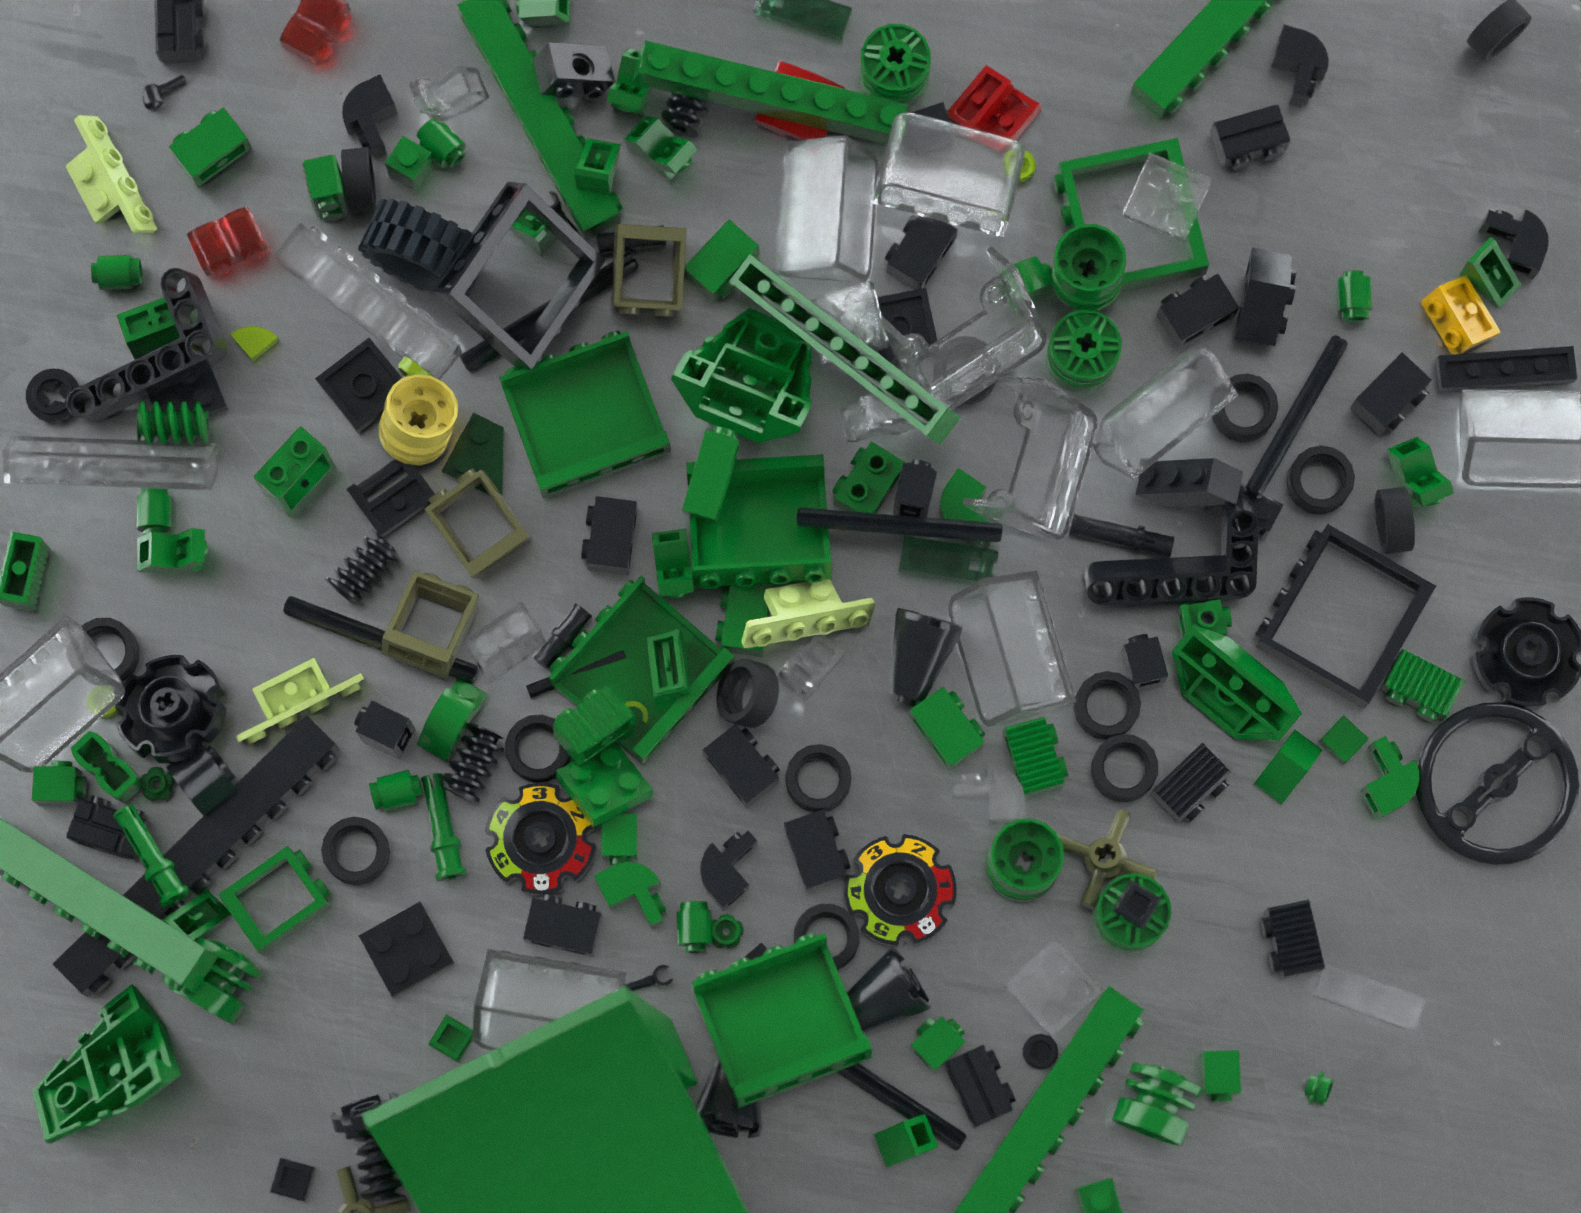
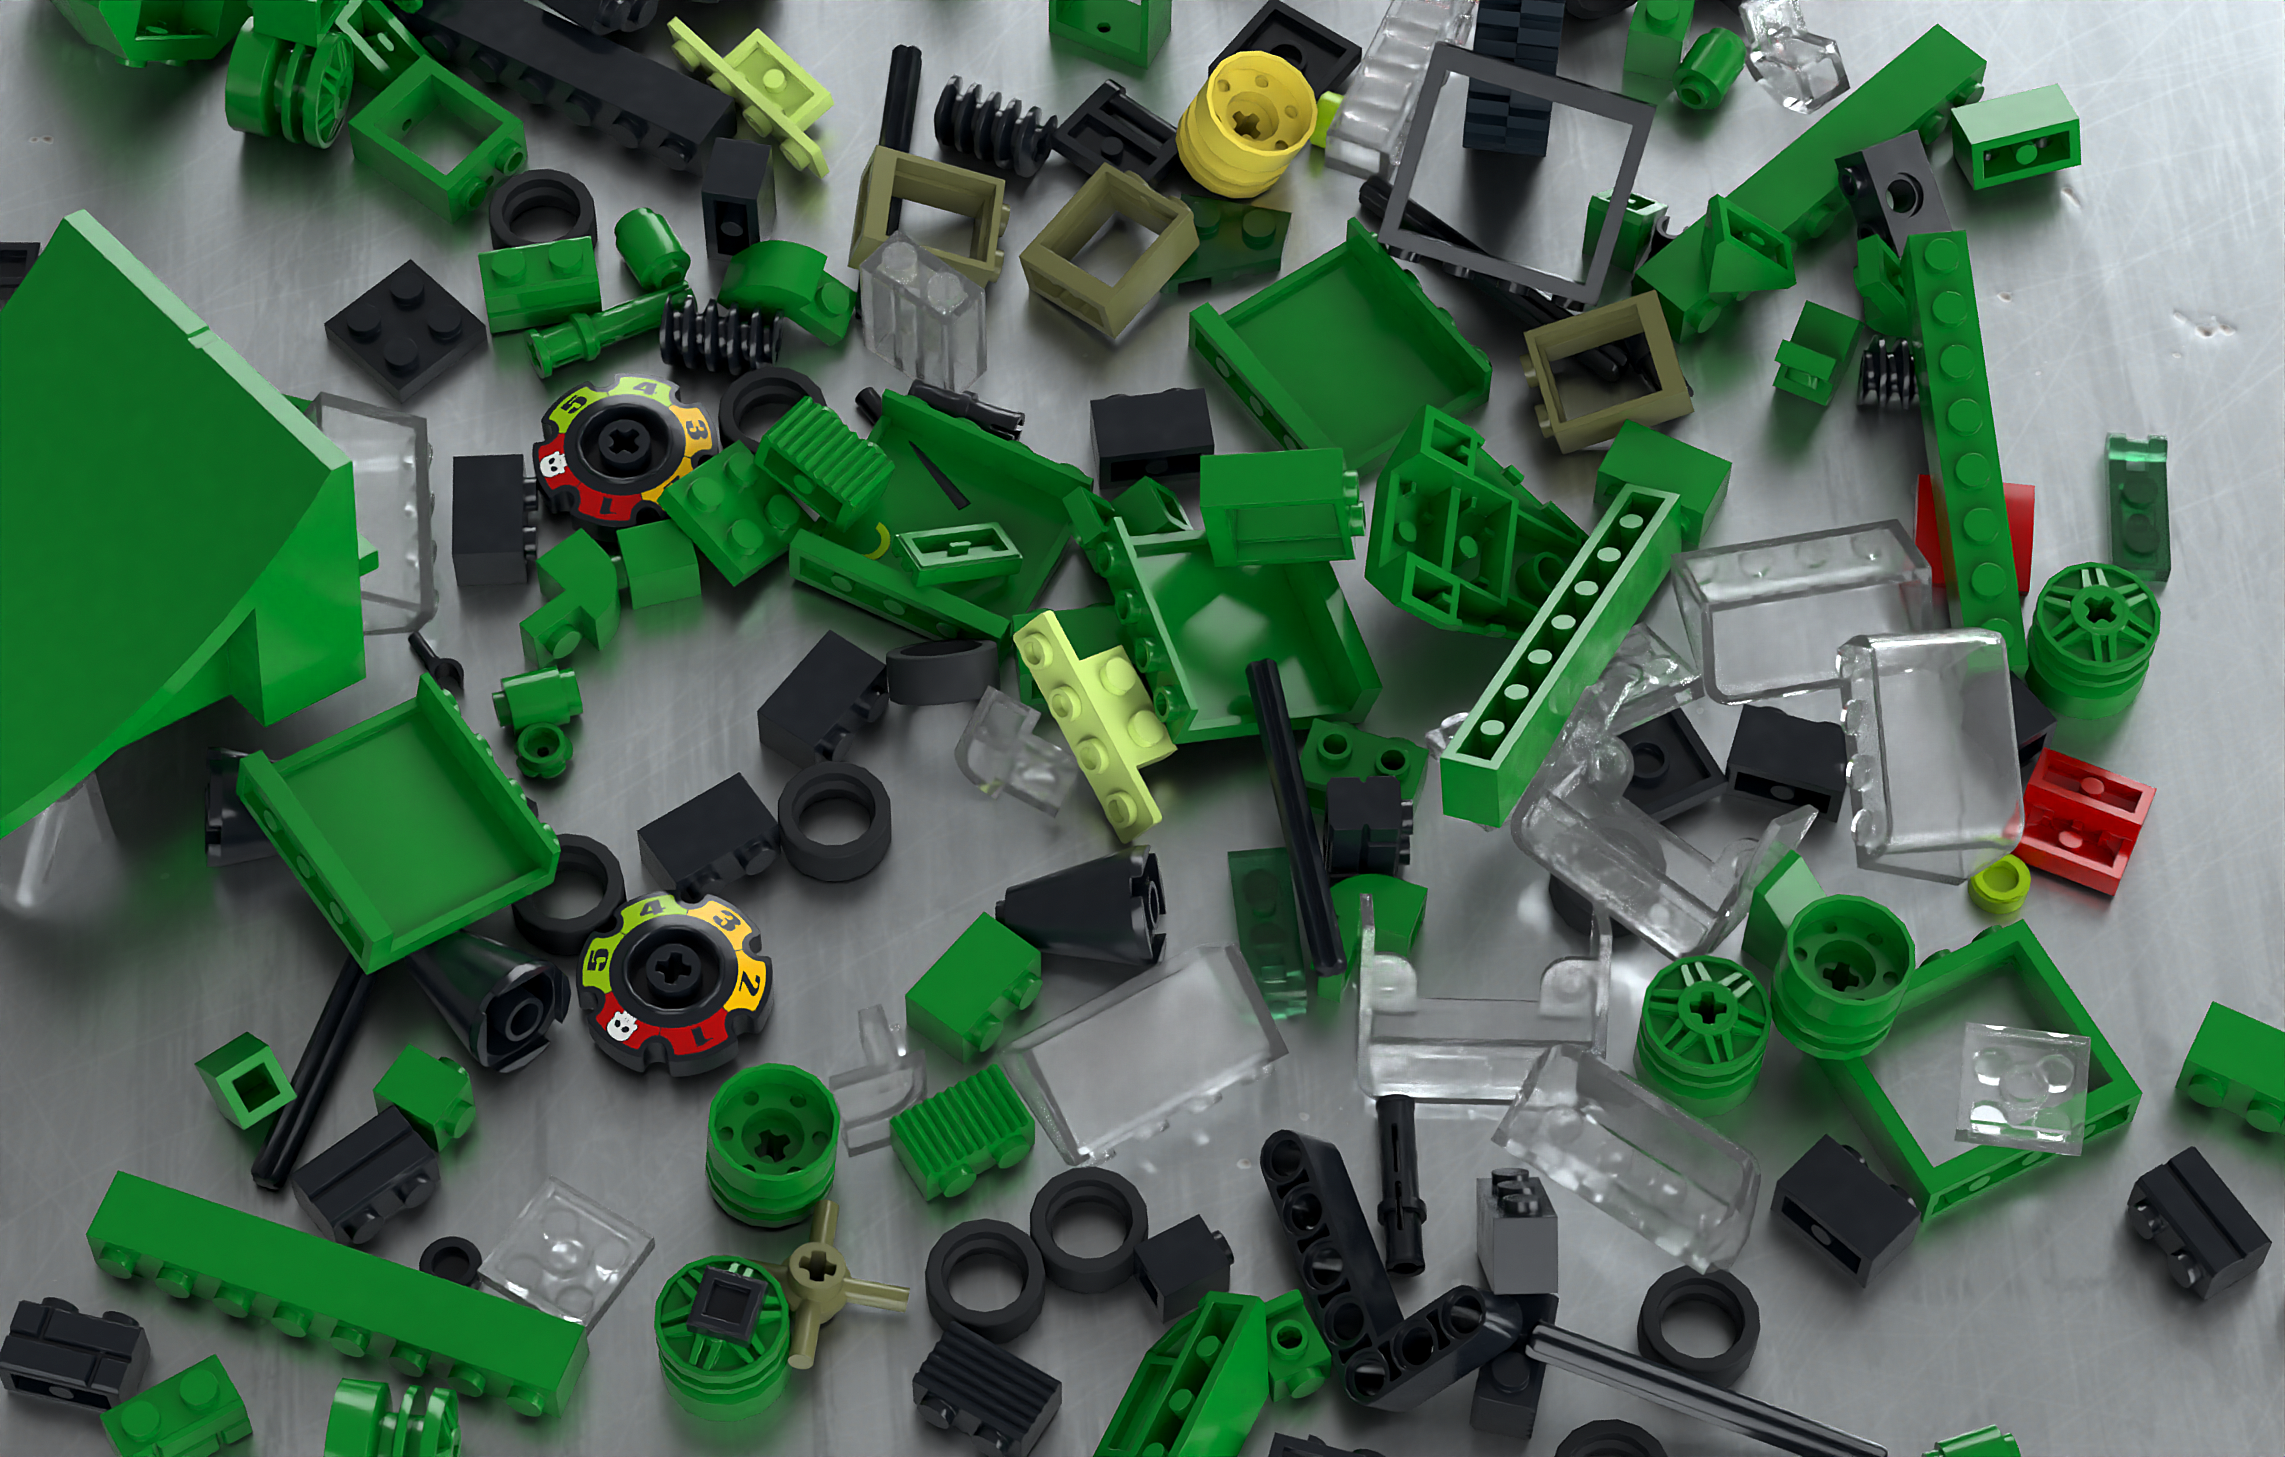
camera: 75 degrees right, 20 degrees down
(403, 861) = (539, 283): none -> green brick
(717, 871) = (635, 713): black brick -> none
(1266, 292) = (1910, 1294): black brick -> none

